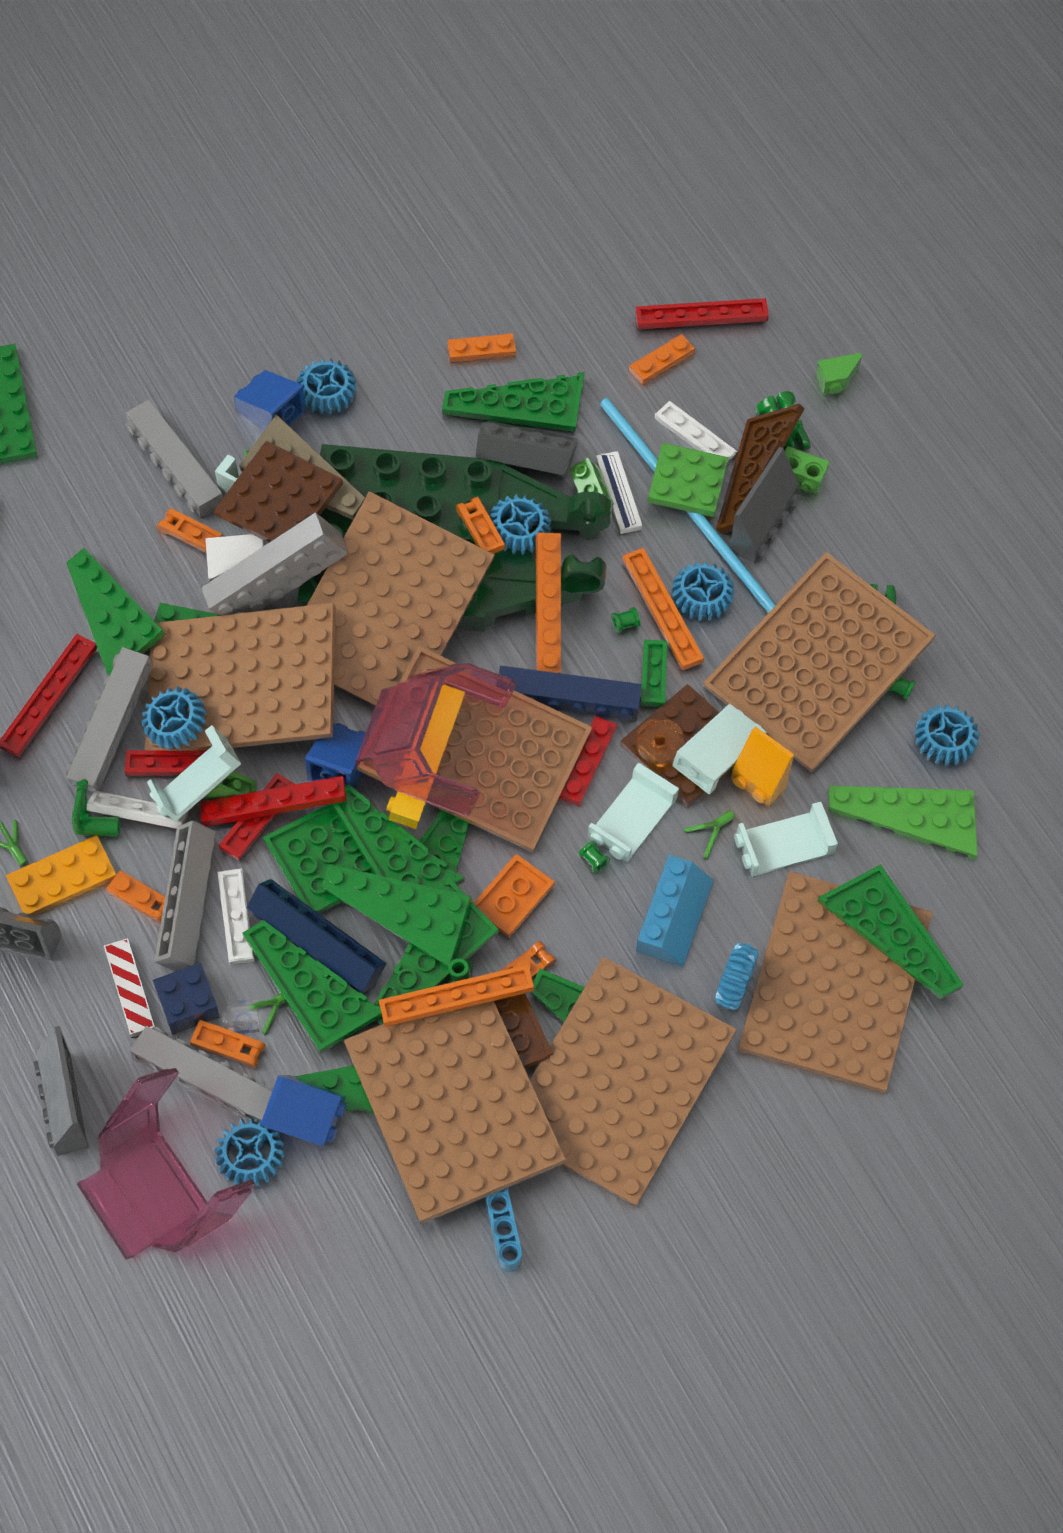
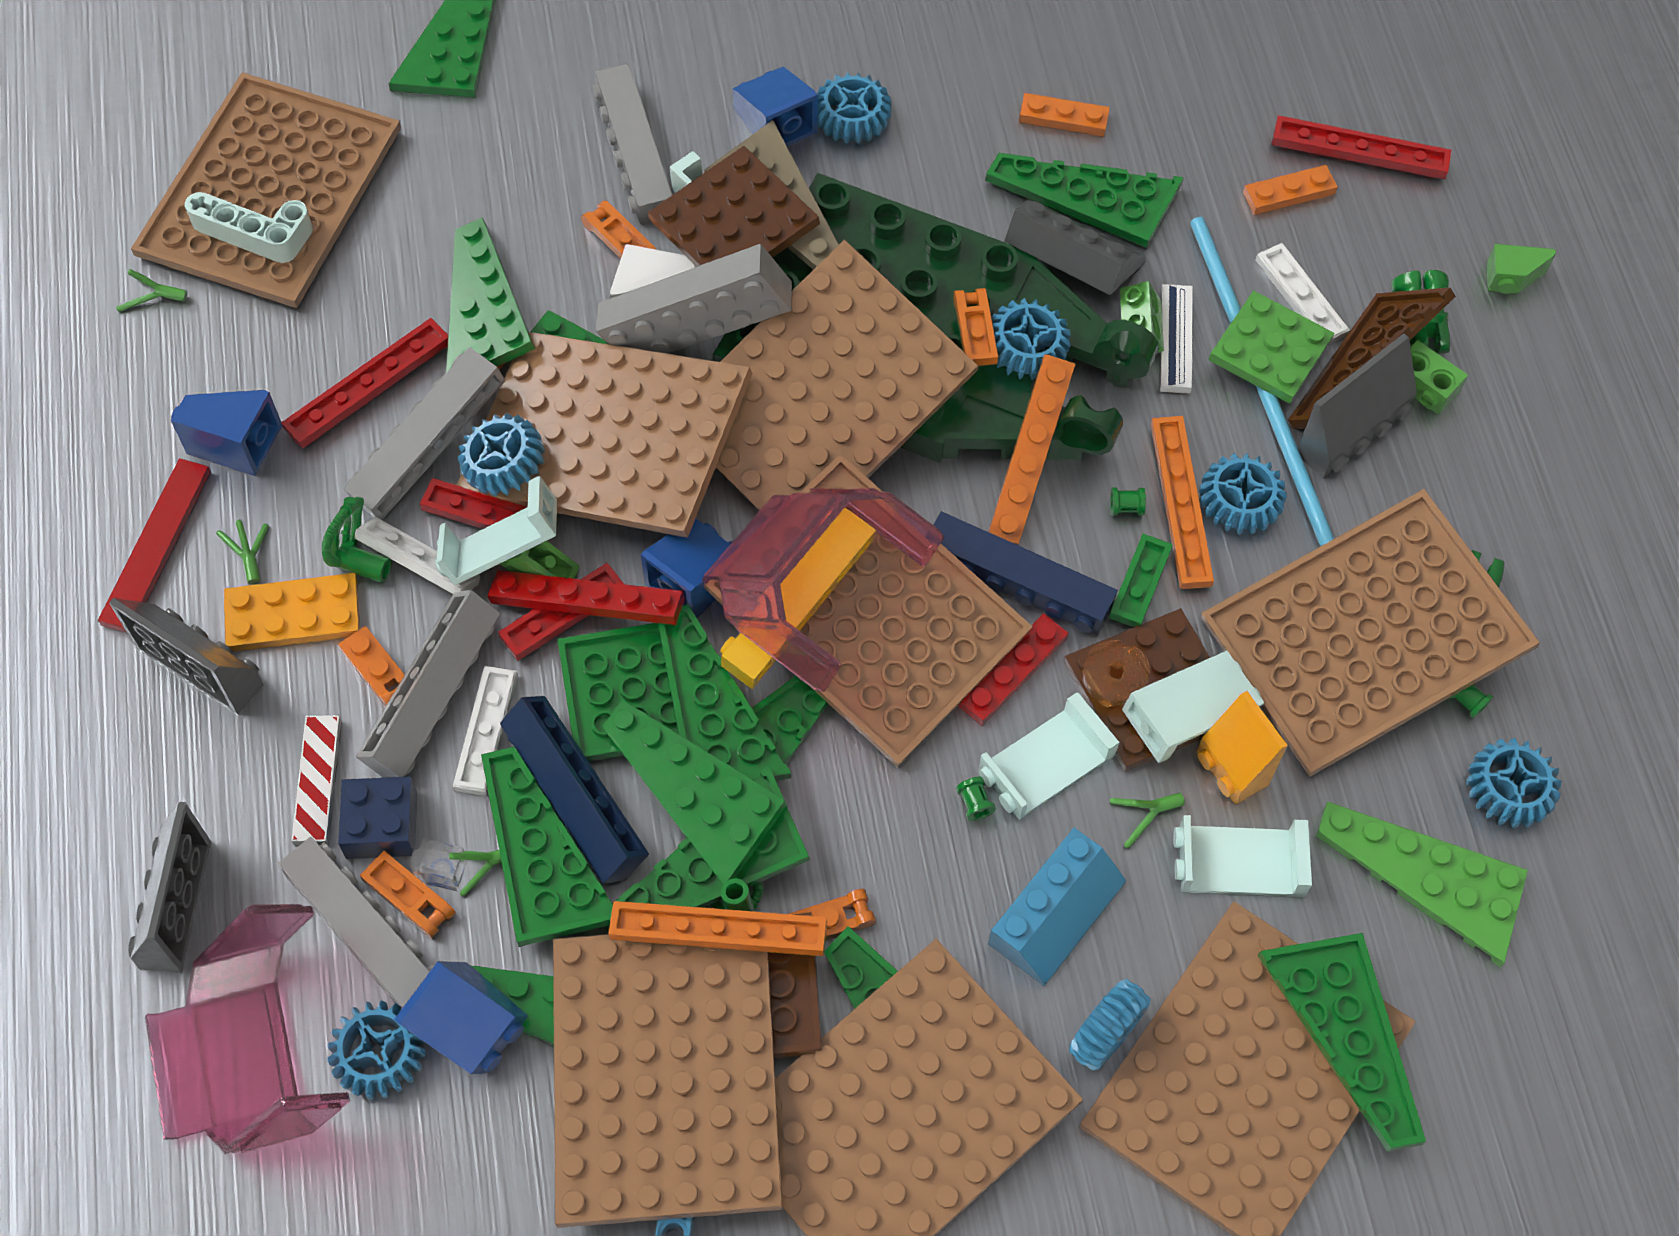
camera: 20 degrees right, 0 degrees up
(514, 895) = (849, 817): orange plate -> none

